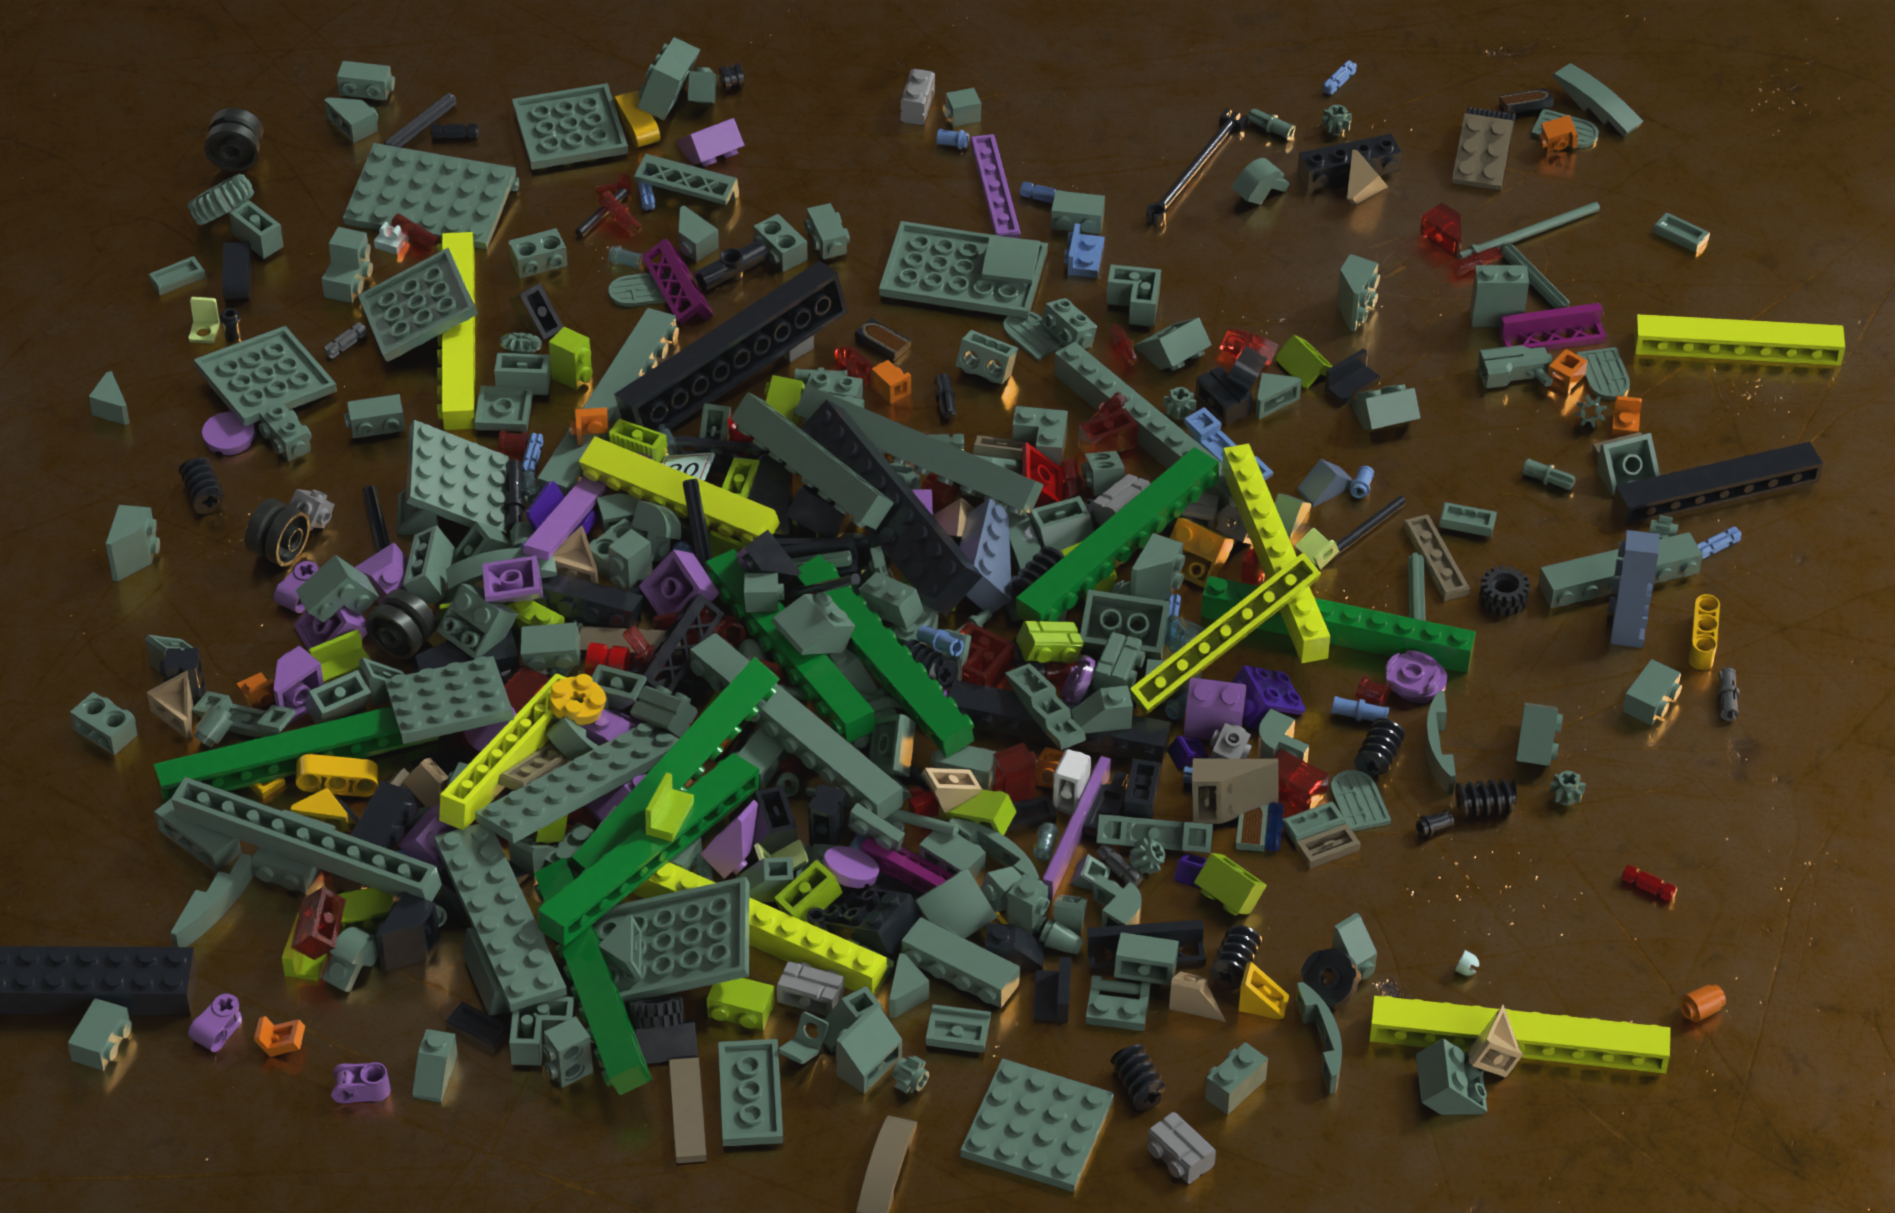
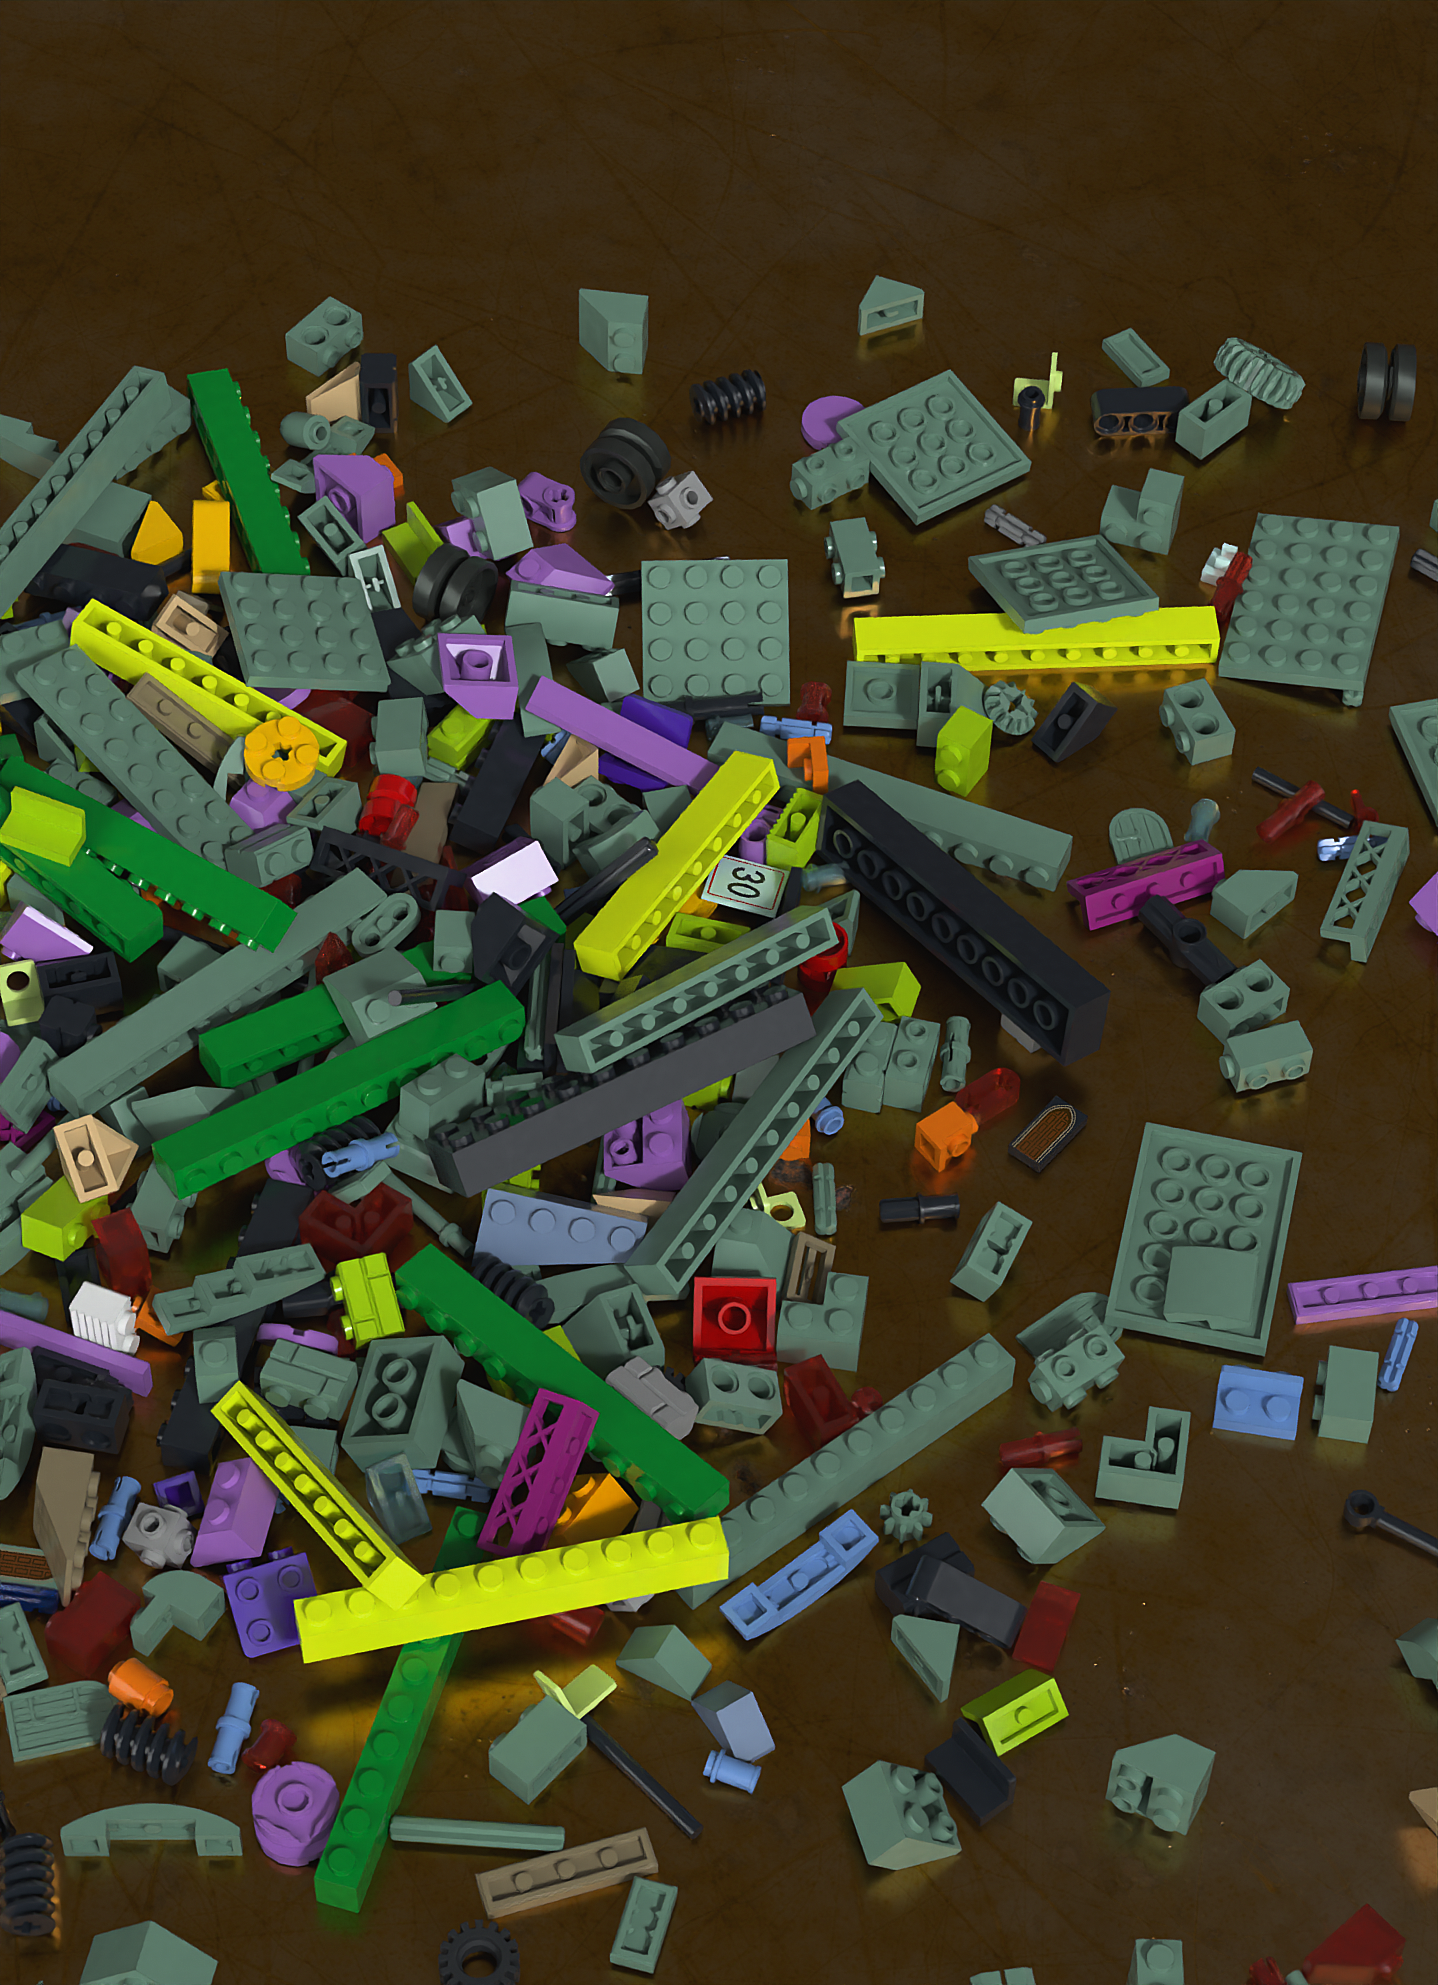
camera: 90 degrees right, 5 degrees up
(737, 636) = (384, 926): none -> sand green plate
(1200, 535) = (552, 1474): none -> magenta fence
(1339, 755) = (140, 1688): none -> orange brick
(1360, 566) = (537, 1748): none -> sand green brick

